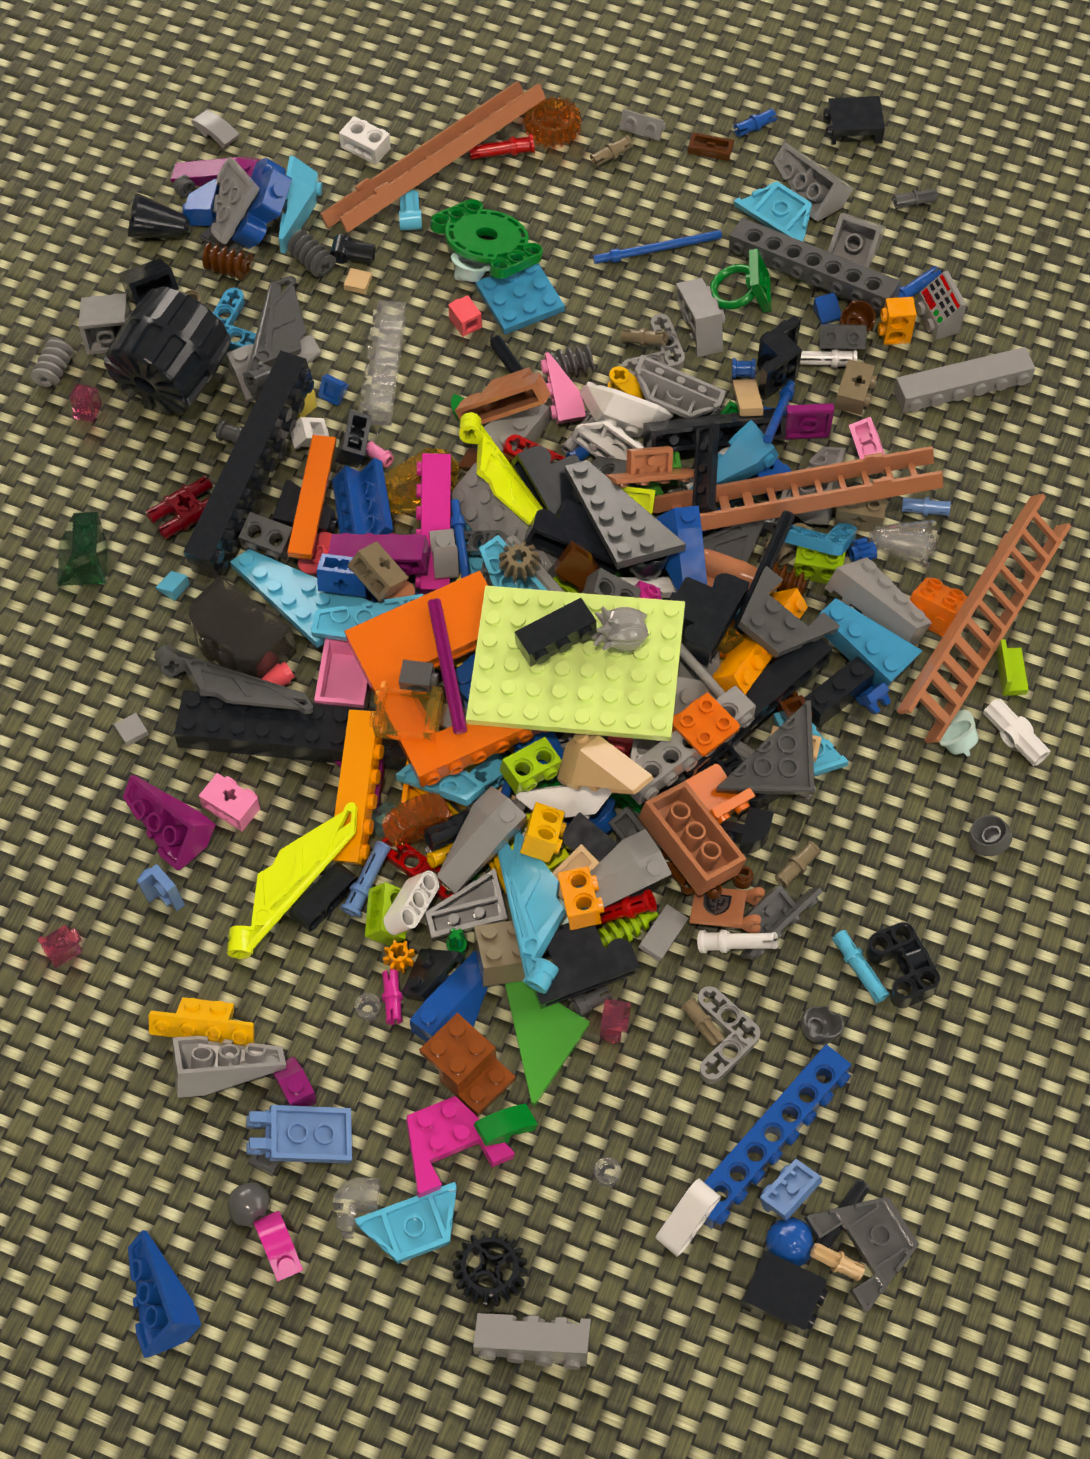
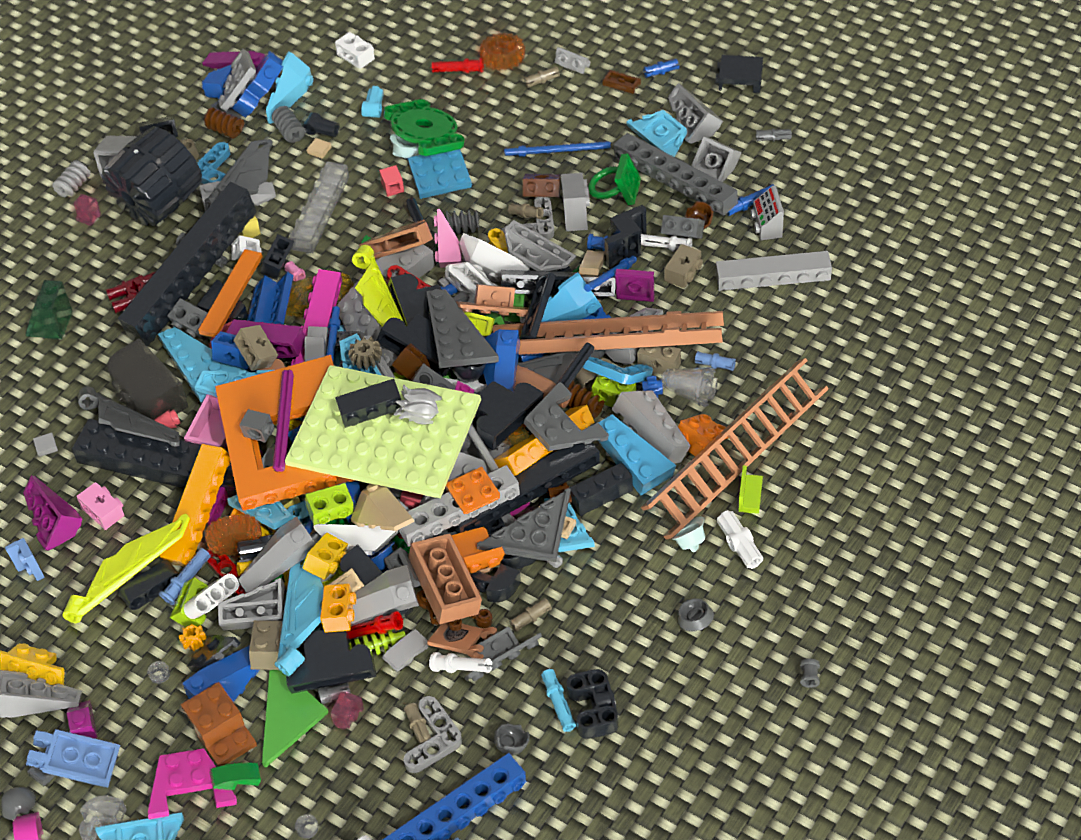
camera: 15 degrees right, 10 degrees down
(155, 220) = (178, 88): black cone -> none
(173, 585) = (111, 346): medium azure slope -> none
(184, 186) = (208, 64): dark grey bush -> none
(213, 125) = (246, 30): light grey slope -> none
(332, 389) = (274, 221): blue tile -> none
(392, 997) = (179, 667): dark pink pin -> none
(407, 714) = (242, 451): clear yellow panel -> none
(429, 158) = (373, 77): nougat ladder -> none
(456, 941) = (238, 631): green axle -> none
(655, 300) = (542, 185): none -> reddish brown brick
(827, 308) = (678, 205): blue slope -> none
(866, 438) = (679, 301): bright pink brick -> none
(872, 695) = (632, 494): blue tile -> none
(897, 320) = (729, 220): light orange brick -> none

